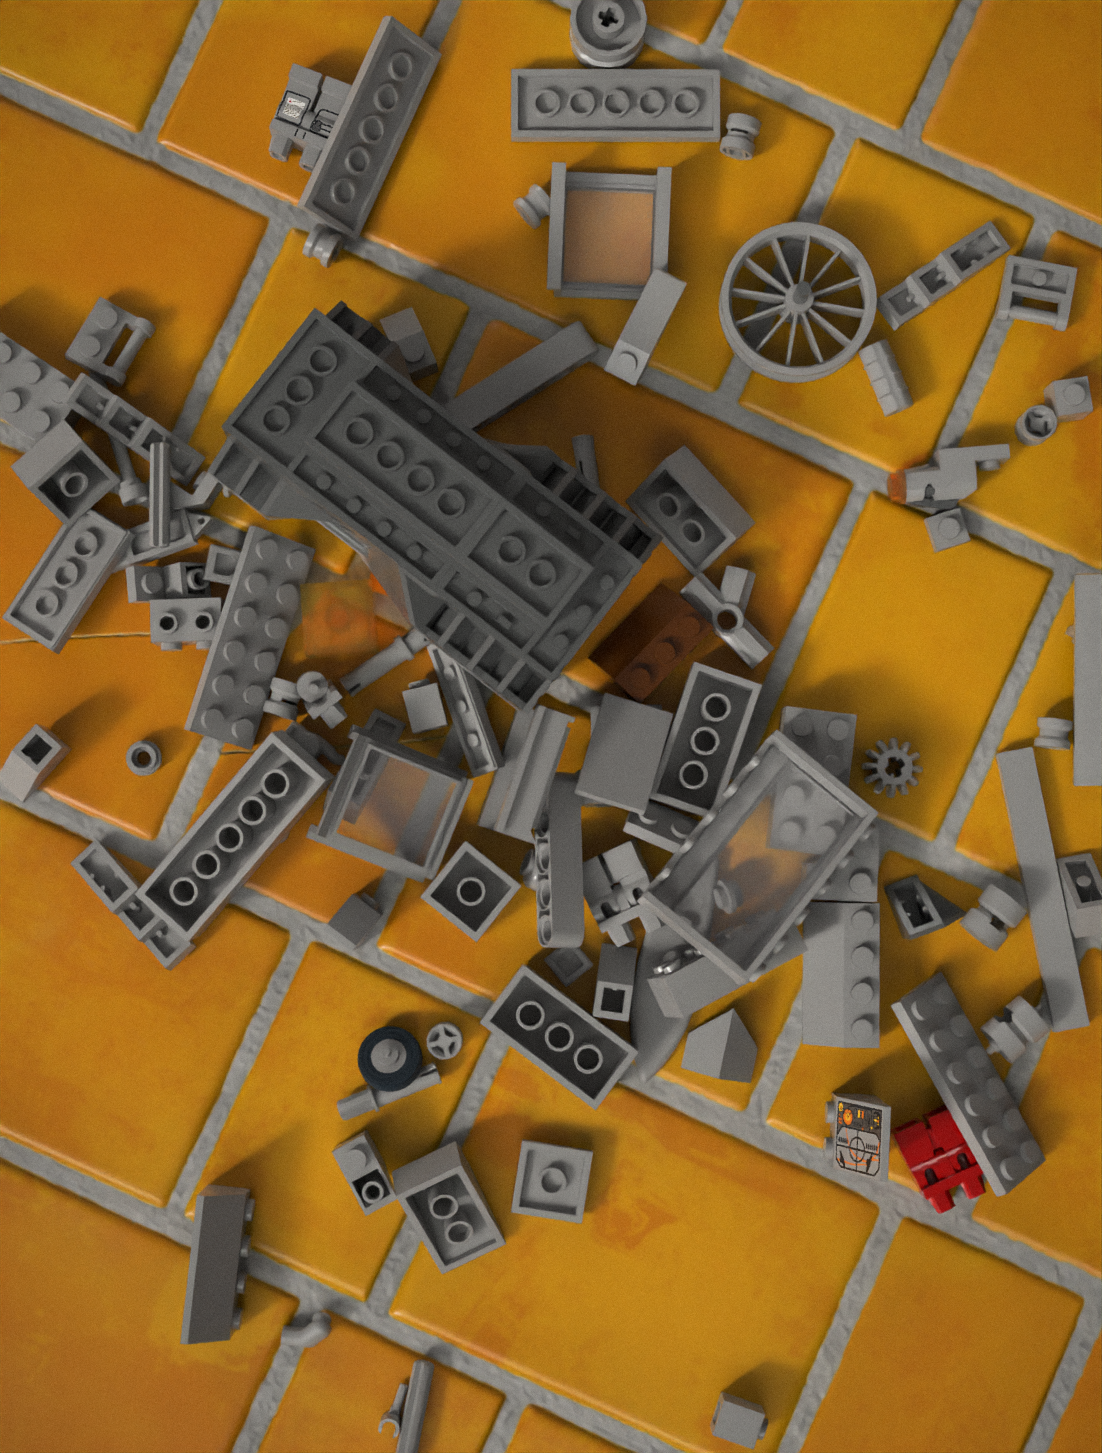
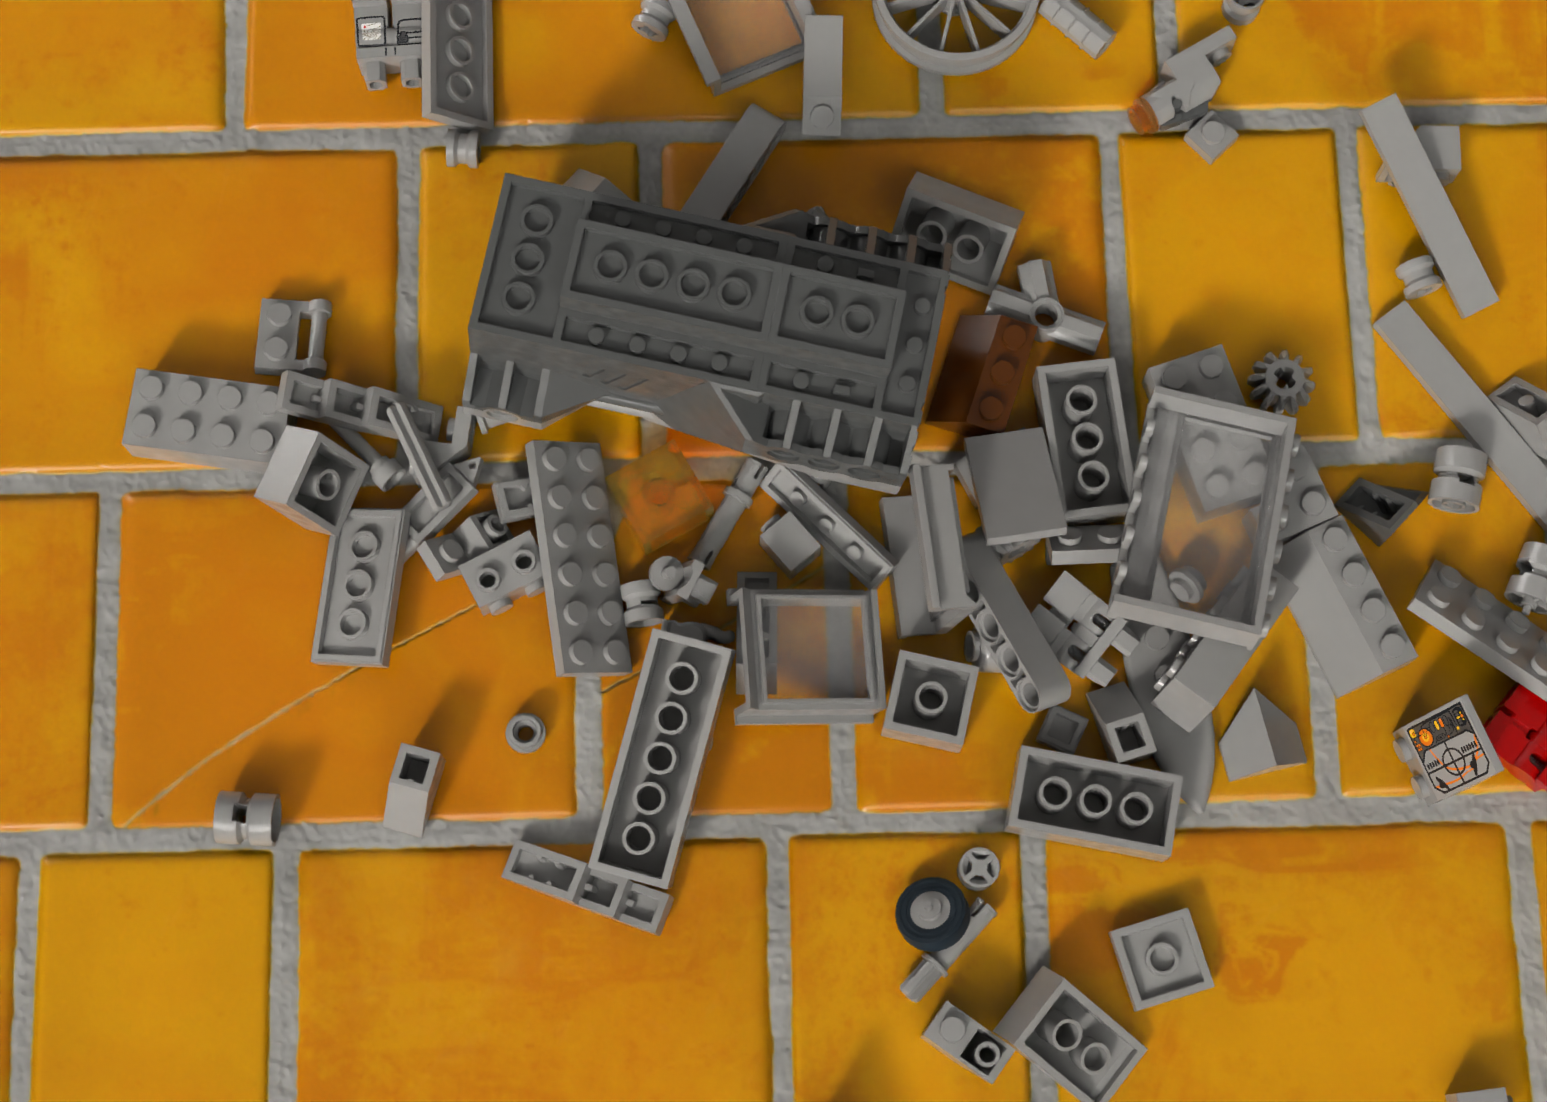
camera: 25 degrees left, 10 degrees down
(354, 920) = (826, 789): light grey slope -> none

